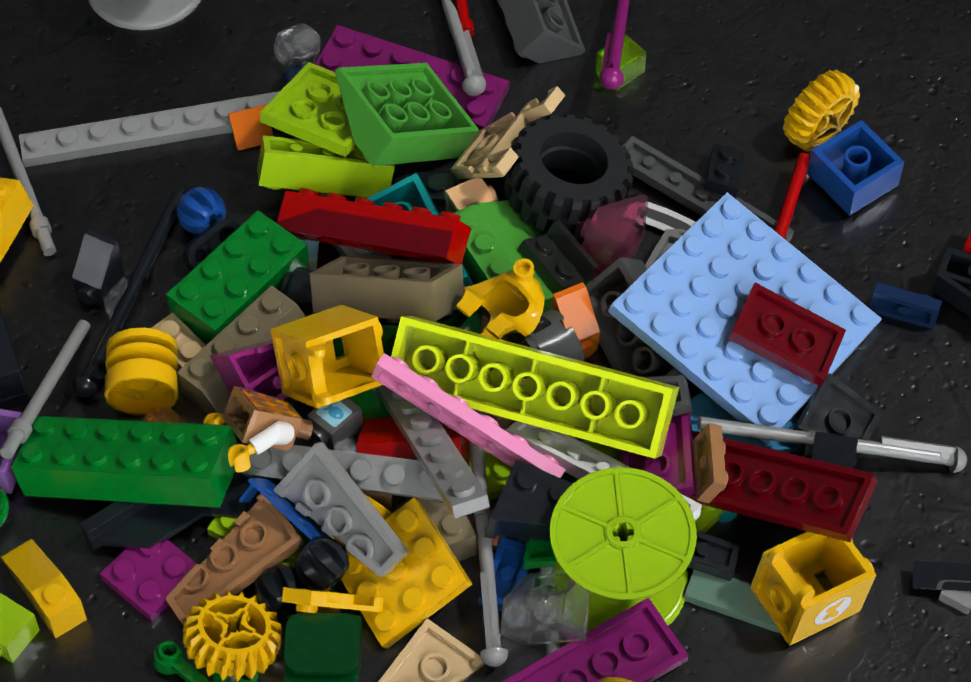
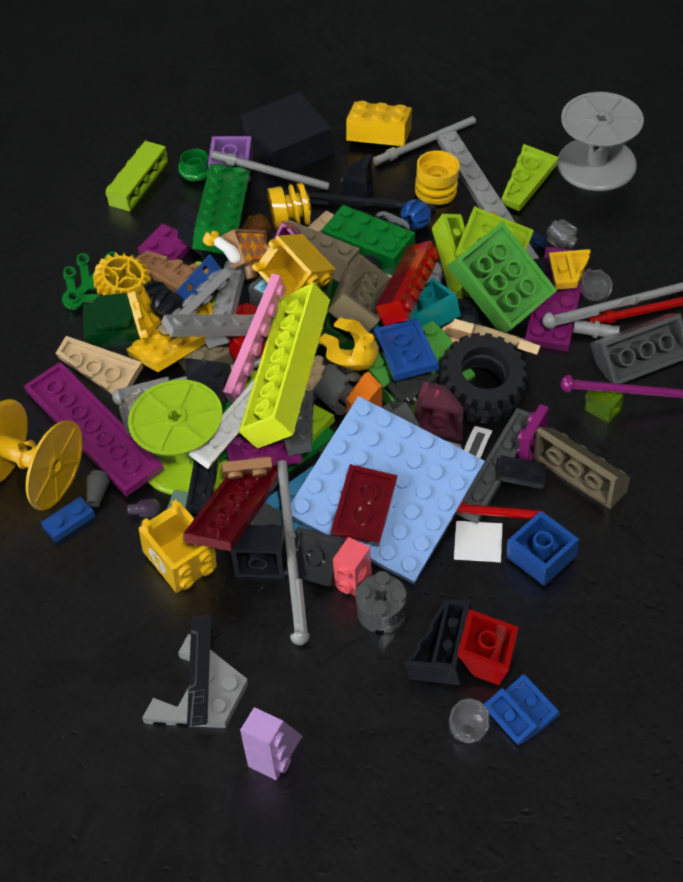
camera: 85 degrees right, 5 degrees down
(45, 588) = (149, 203): yellow slope -> none
(137, 167) = (437, 177): none -> yellow wheel
(155, 63) = (530, 172): none -> lime wing
(378, 44) = (568, 267): none -> yellow wing
(409, 28) = (595, 285): none -> clear hair
(487, 44) = (594, 329): none -> light grey pin
(504, 239) = (406, 349): none -> blue plate
(679, 138) = (528, 435): none -> magenta plate
(711, 637) = (145, 508): none -> clear purple cylinder
(728, 105) = (580, 466): none -> dark tan slope
(821, 110) = (587, 518): yellow gear -> none
(822, 241) = (478, 541): none -> white sticker
(870, 370) = (351, 565): none -> coral brick
(905, 305) = (427, 602): dark blue plate -> none
(918, 355) = (381, 602): none -> dark grey brick

